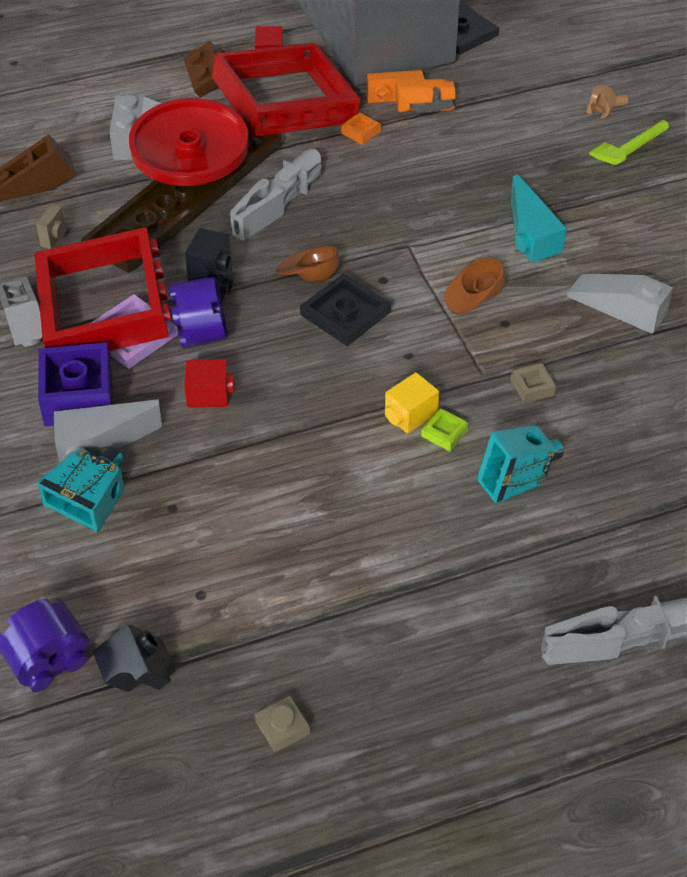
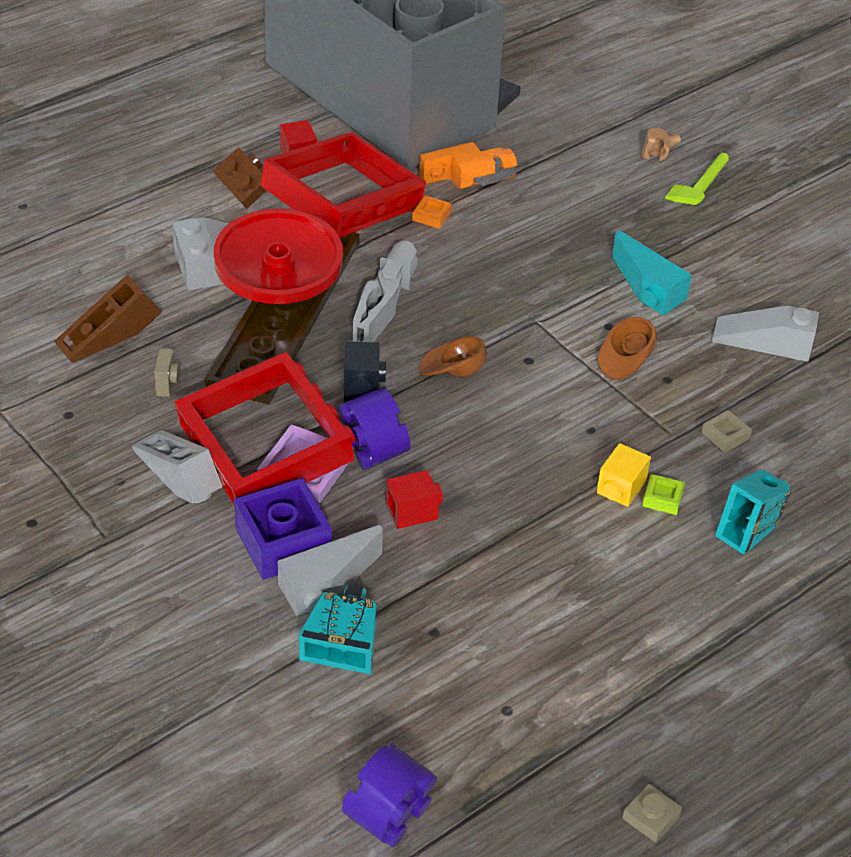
camera: 20 degrees left, 5 degrees down
(133, 659) = (484, 787): black brick -> none
(345, 309) = (511, 396): black plate -> none

